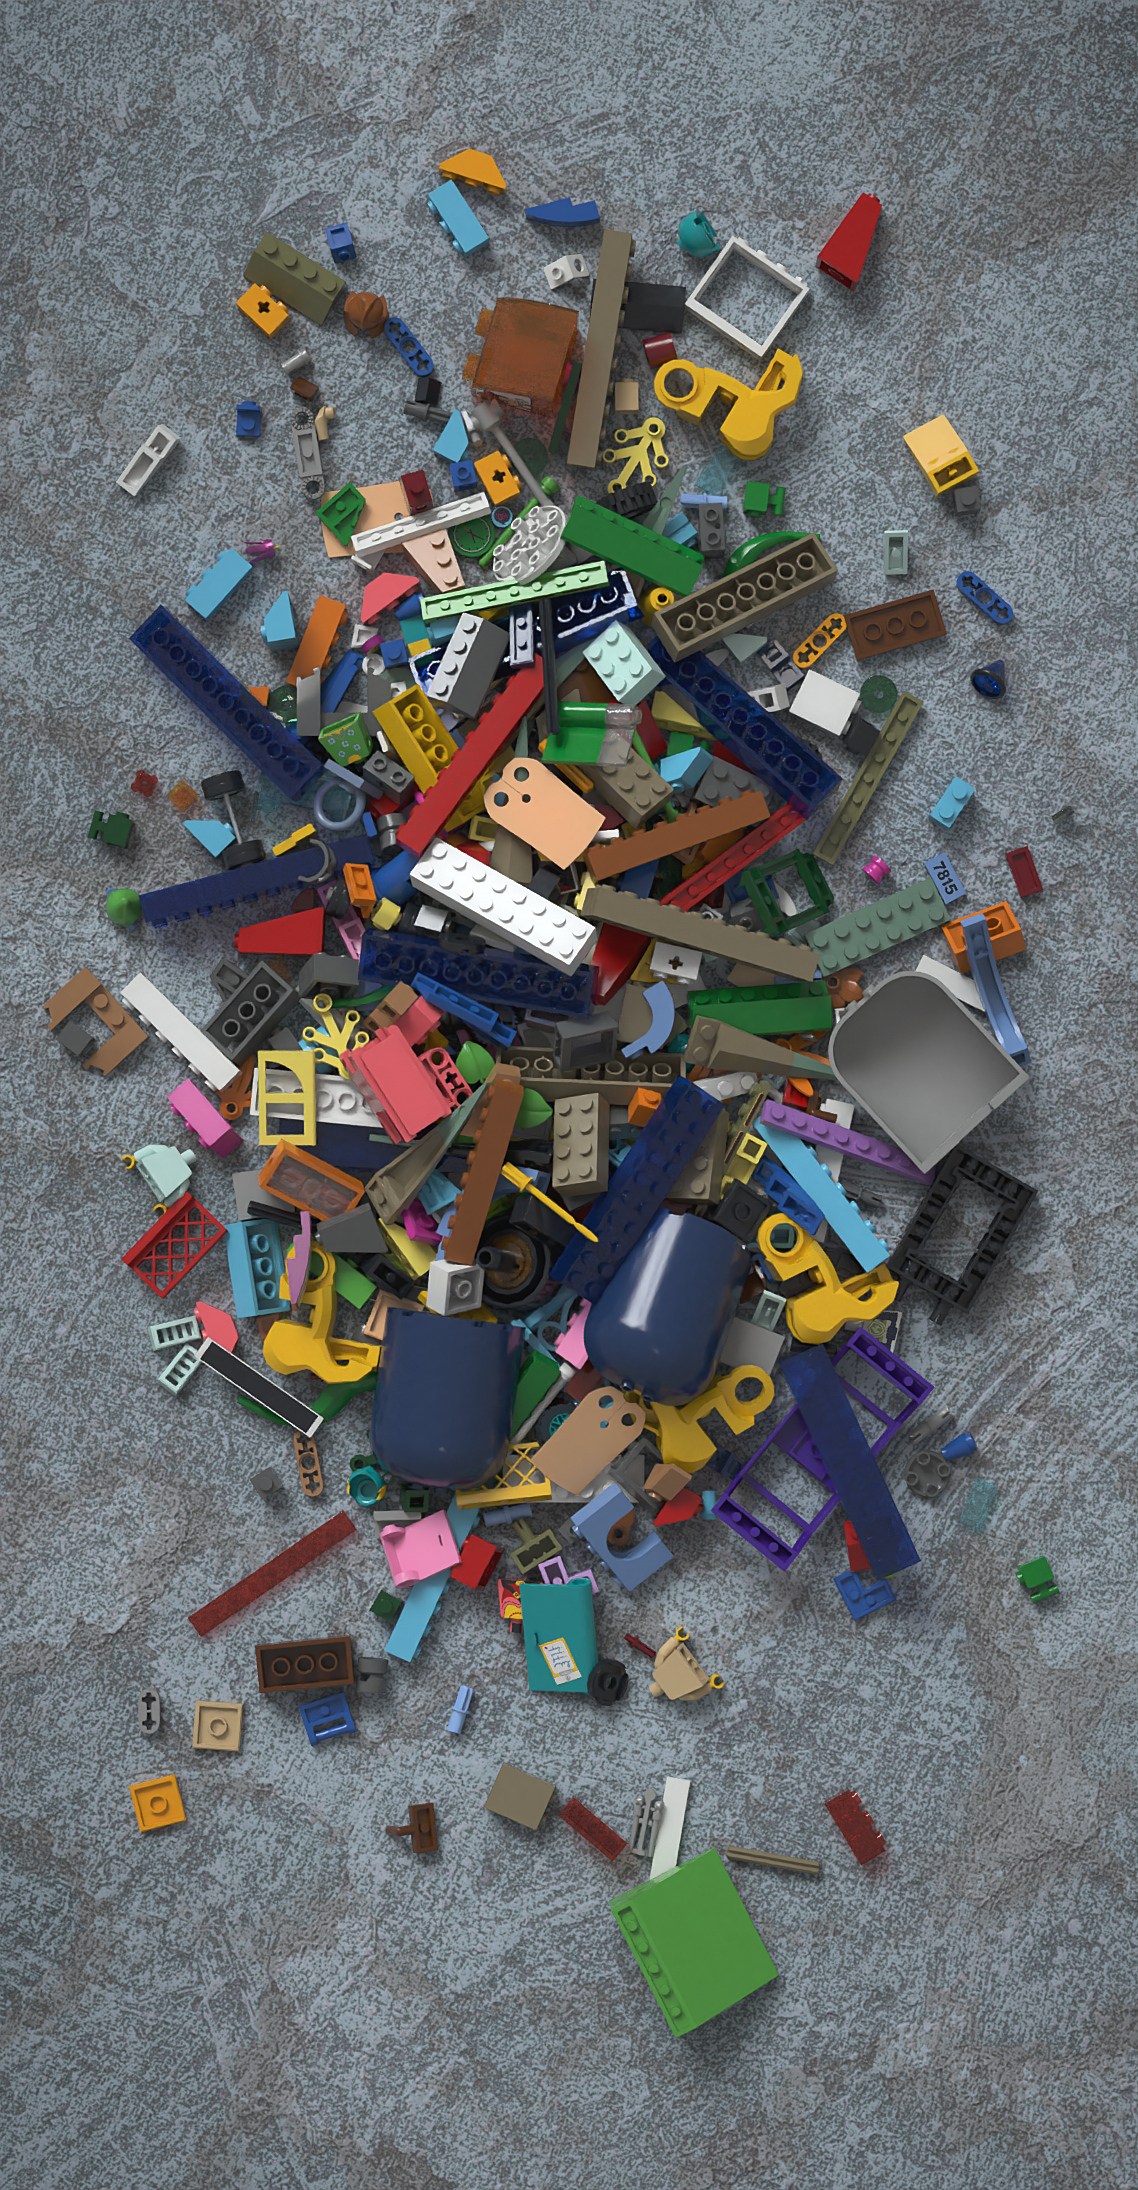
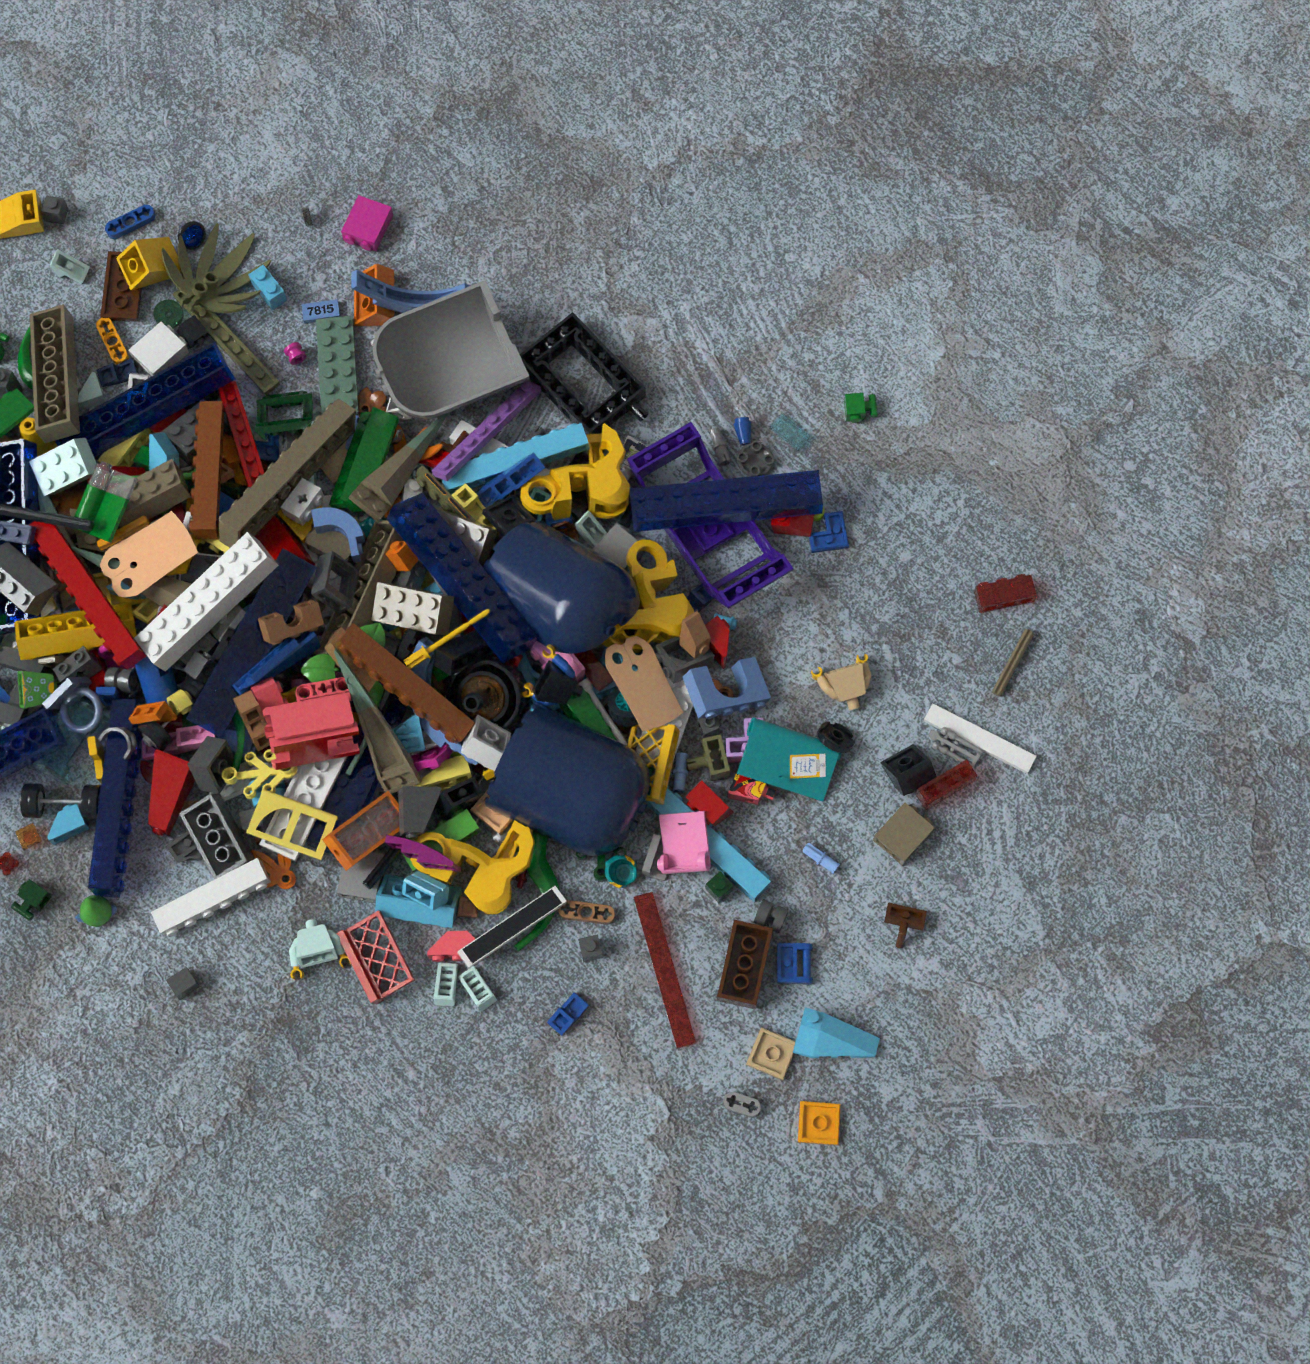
camera: 70 degrees left, 15 degrees down
(127, 1032) = (149, 959): medium nougat wedge -> none
(186, 1482) = (568, 1013): none -> blue slope
(204, 1119) = (285, 901): wedge -> none
(255, 1787) = (829, 1036): none -> medium azure wedge
(264, 1276) = (425, 890): none -> medium azure brick
(410, 1495) = (642, 836): dark green brick -> none
(523, 1028) = (306, 618): none -> medium nougat arch
(549, 1342) = (555, 682): none -> black torso
(599, 1778) = (909, 769): none -> black slope
(639, 1645) = (812, 709): dark red piece -> none
(693, 1941) = (1058, 736): bright green slope -> none
(922, 729) = (206, 287): none -> olive plant
(931, 649) = (143, 261): none -> yellow slope
(1023, 871) = (338, 257): dark red tile -> none
(1078, 891) = (367, 223): none -> dark pink brick

